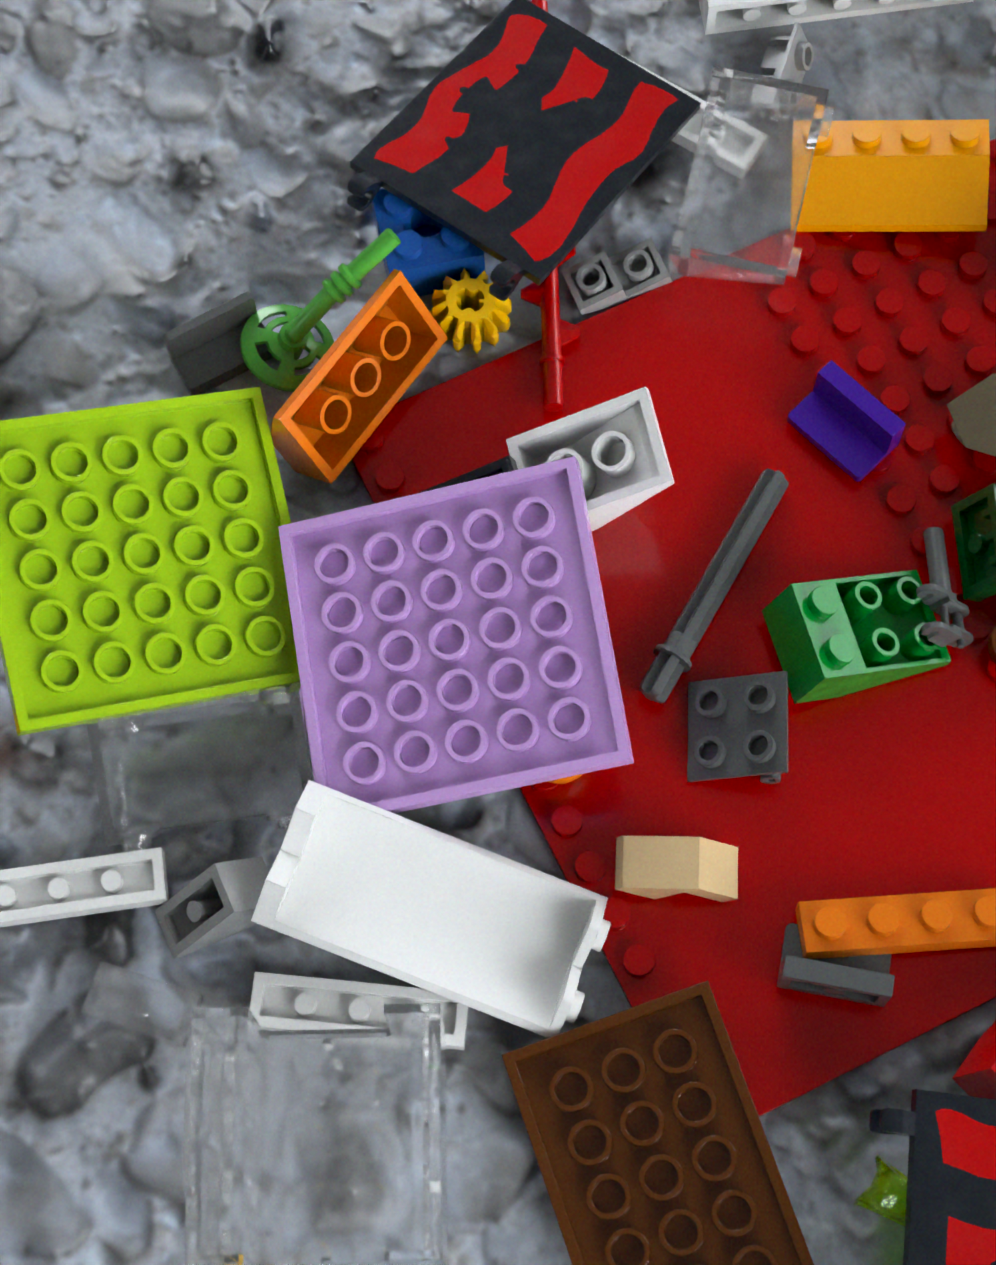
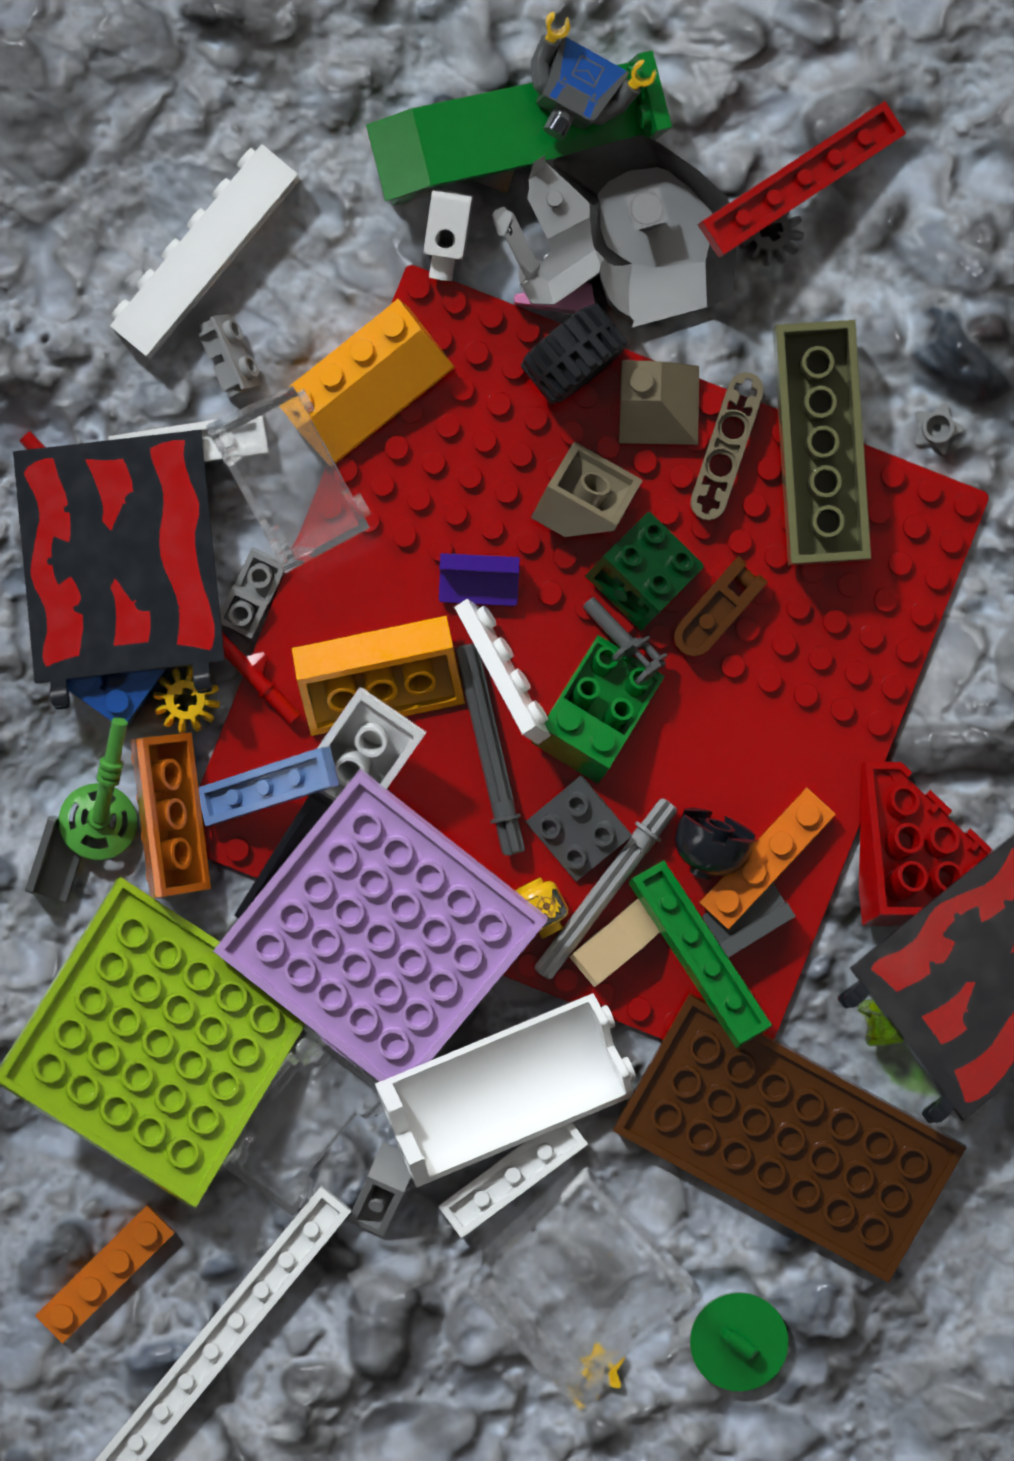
camera: 50 degrees left, 20 degrees up
(475, 423) = (268, 786): none -> medium blue plate
(635, 781) = (548, 900): none -> yellow head
(709, 439) = (400, 665): none -> light orange slope
(714, 807) = (577, 926): none -> light grey axle
(754, 953) = (700, 954): none -> green plate
(796, 516) = (510, 682): none -> white plate
(861, 854) = (711, 844): none -> black cylinder

